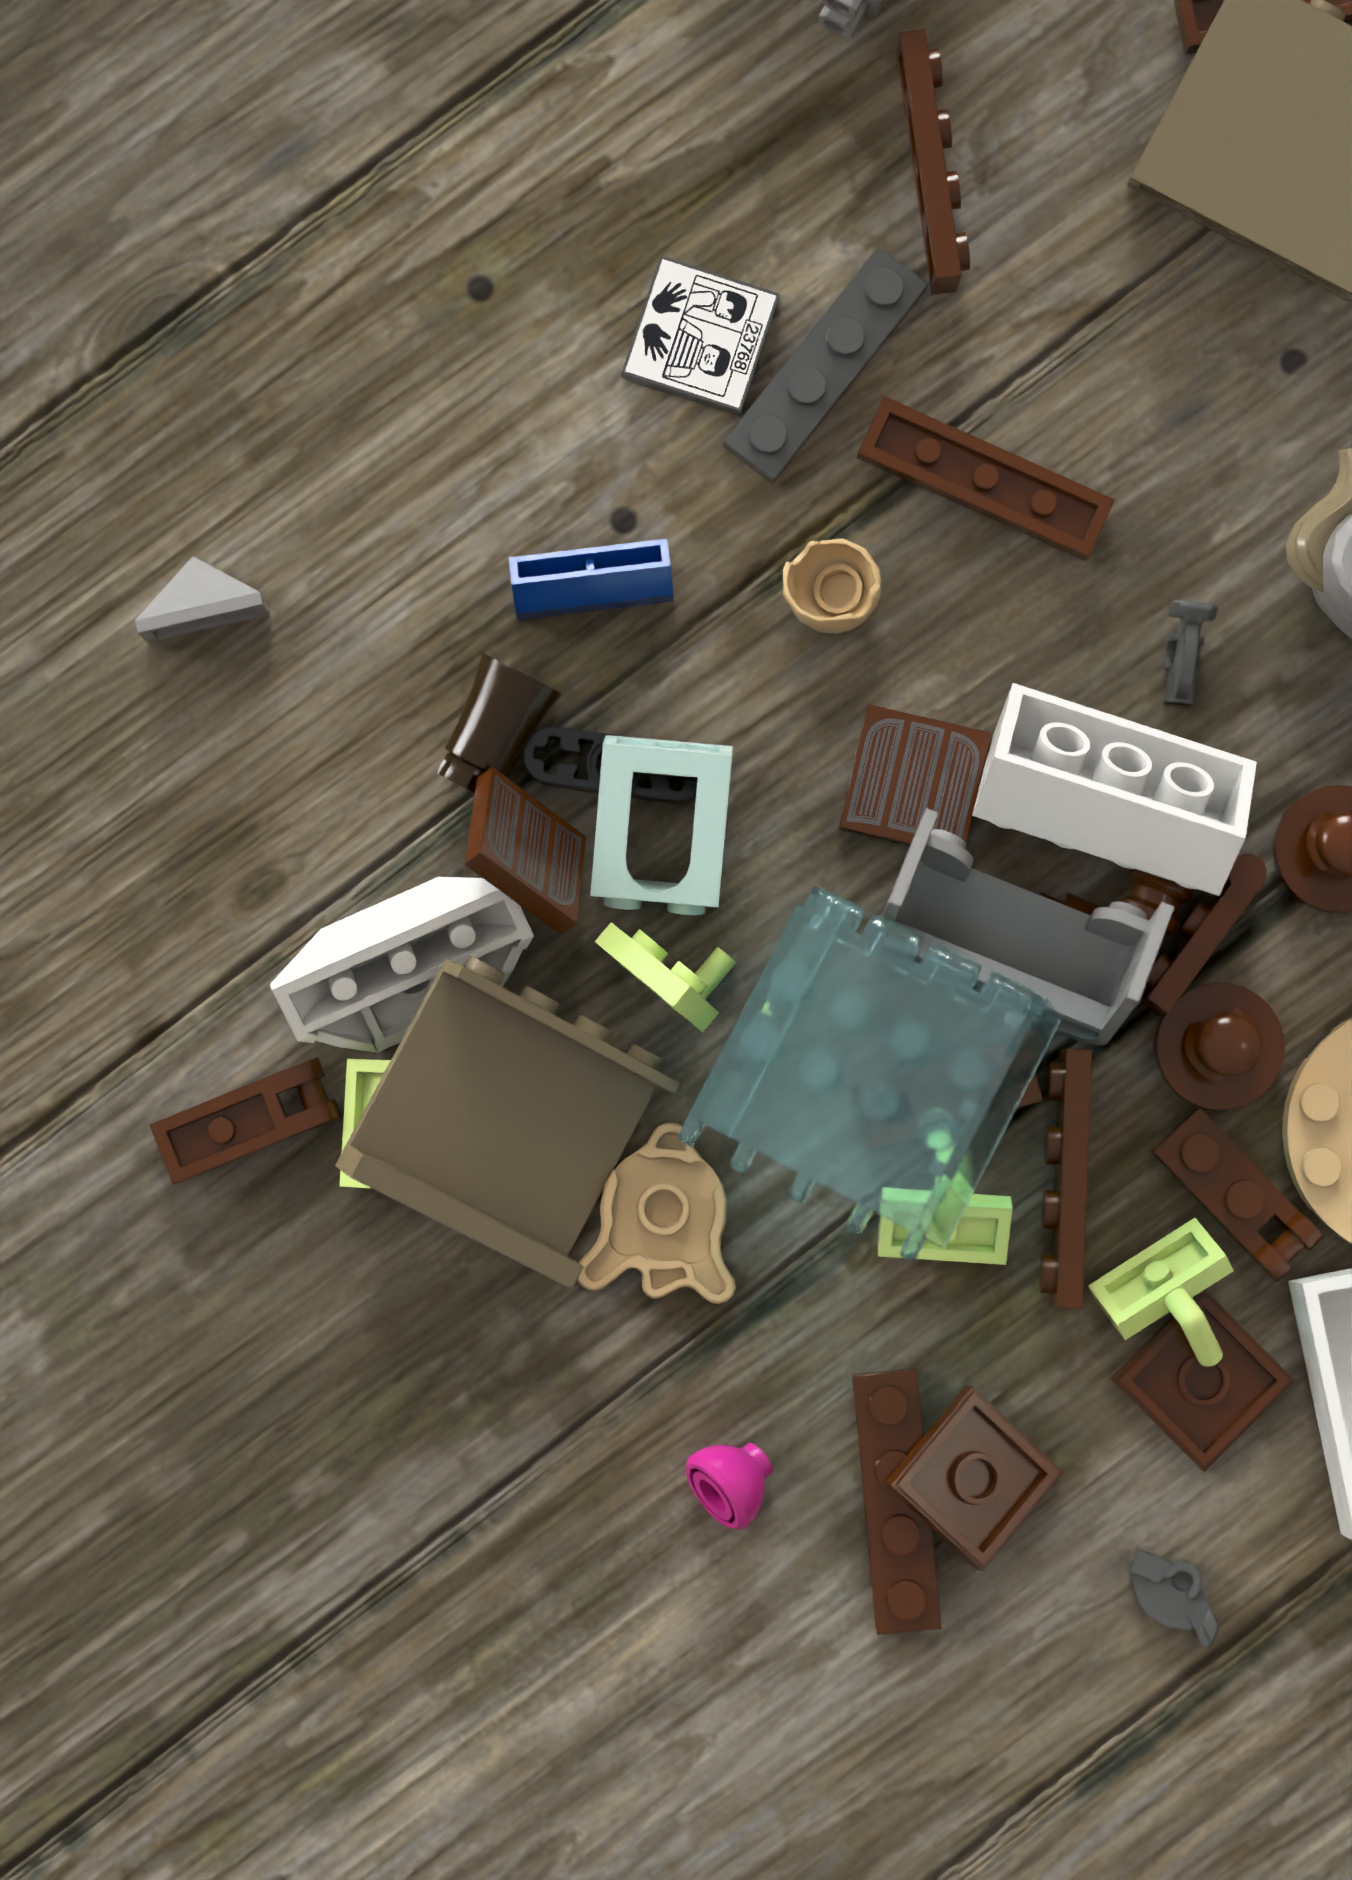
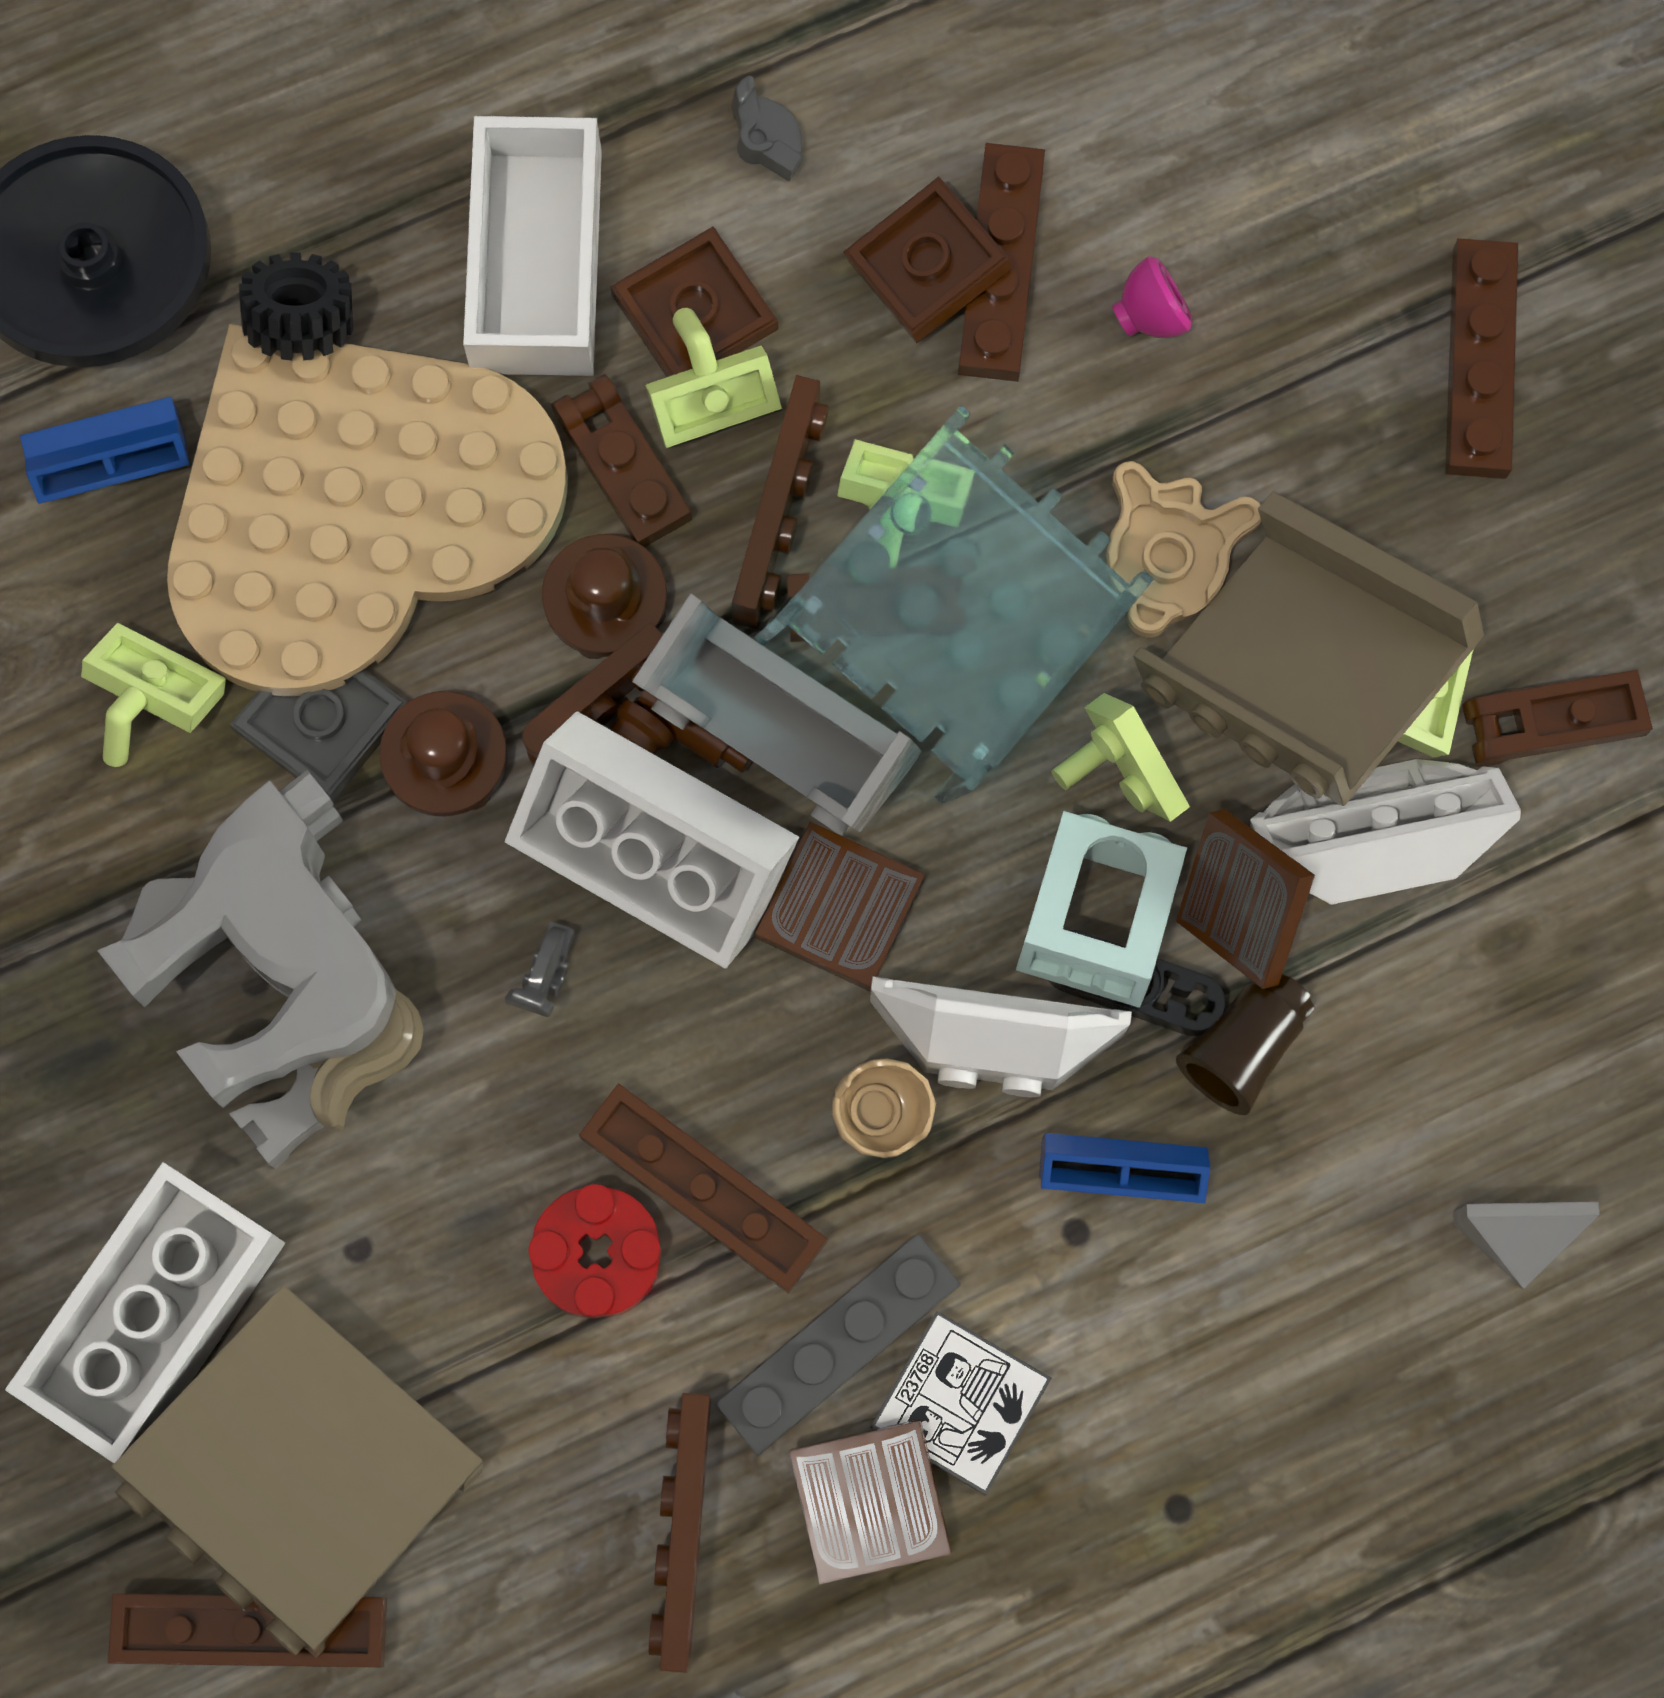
camera: 170 degrees left, 10 degrees down
(379, 1500) = (1482, 359): none -> reddish brown plate
(739, 679) = (995, 1035): none -> white wedge
(765, 226) = (870, 1501): none -> tile
(1068, 364) = (595, 1214): none -> red plate

